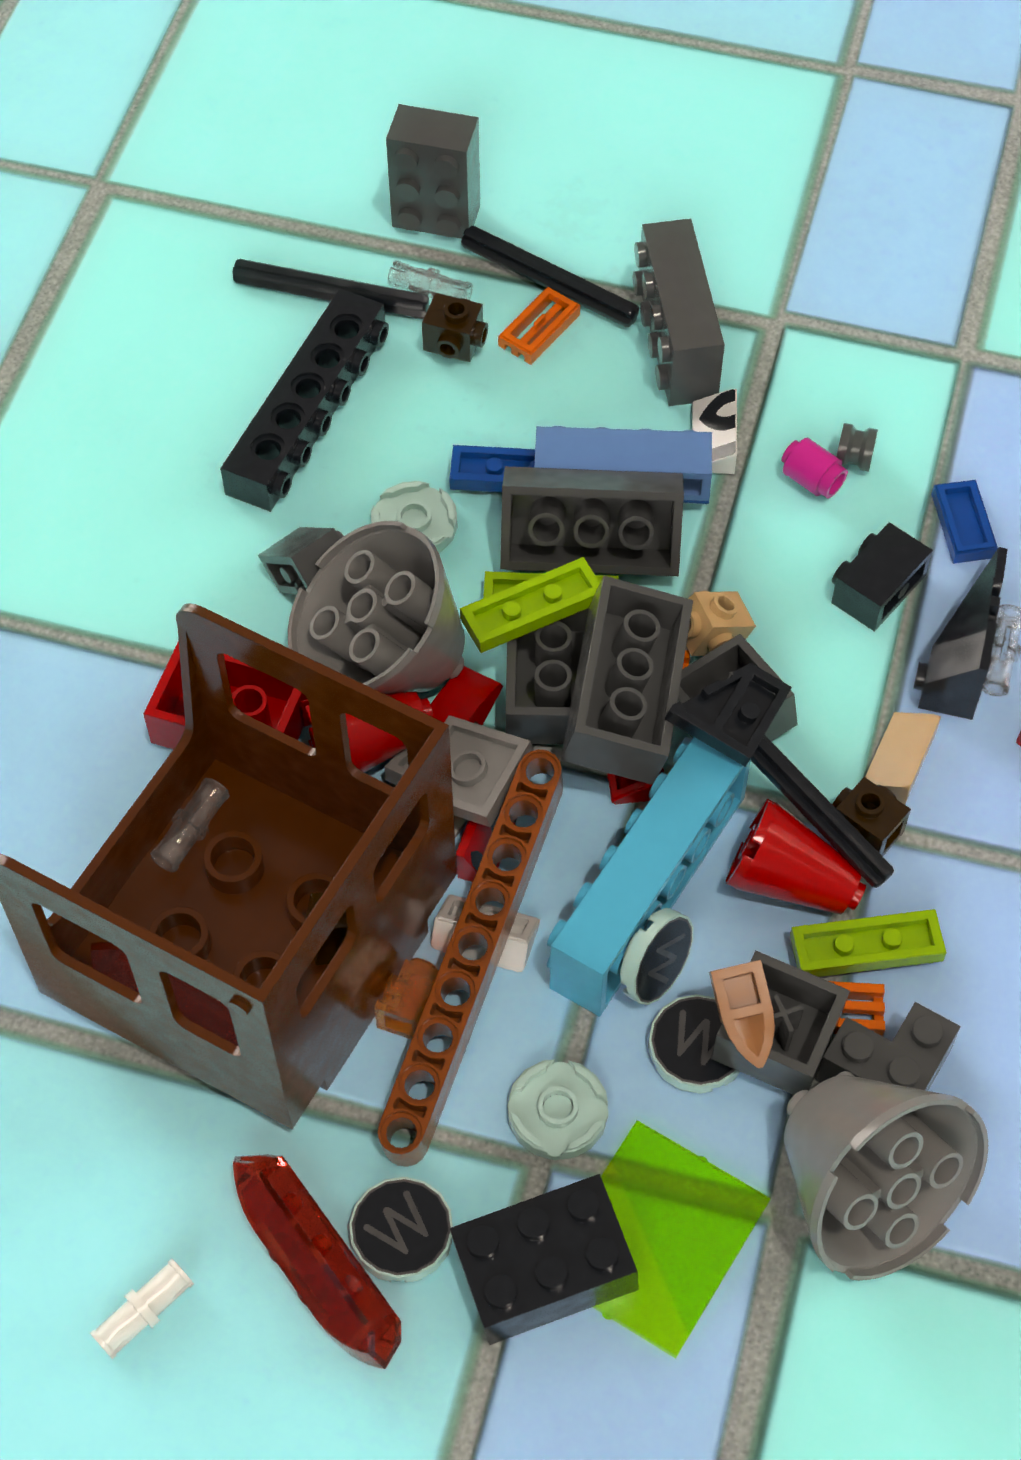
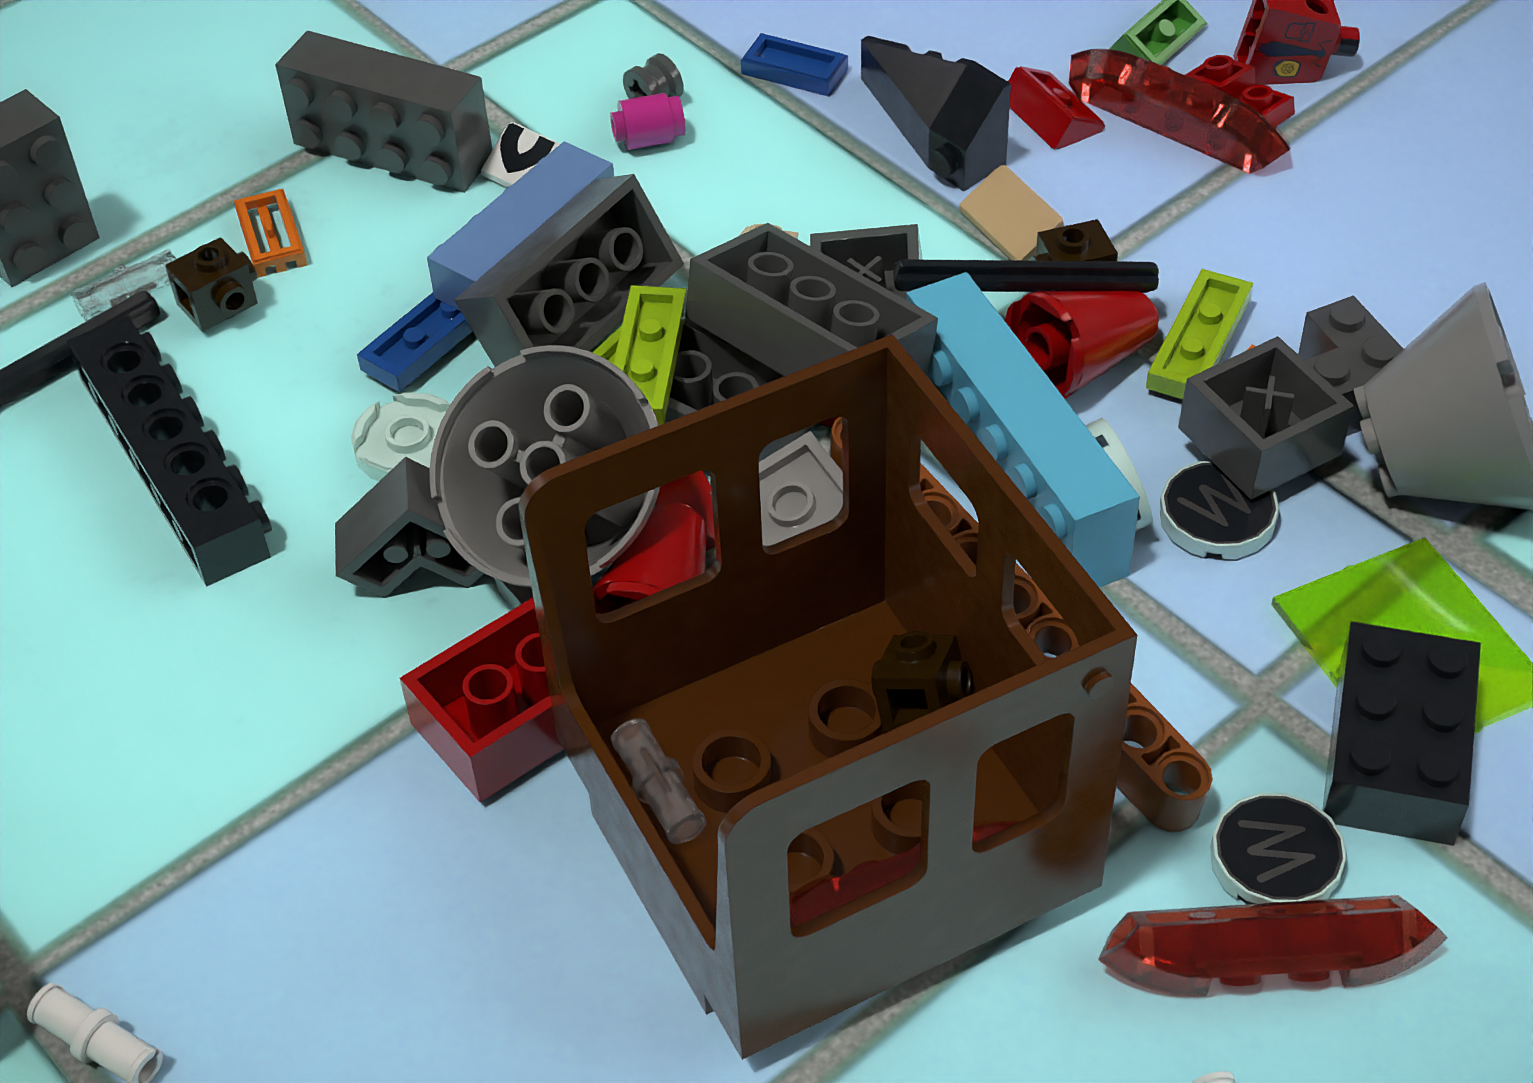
camera: 55 degrees left, 10 degrees down
(550, 276) = (217, 195): black axle -> none
(557, 1109) = (1217, 655): light aqua tile -> none
(732, 712) = (927, 251): black wing -> none
(745, 1009) = (1256, 403): medium nougat plate -> none
(880, 575) = (810, 135): black brick -> none

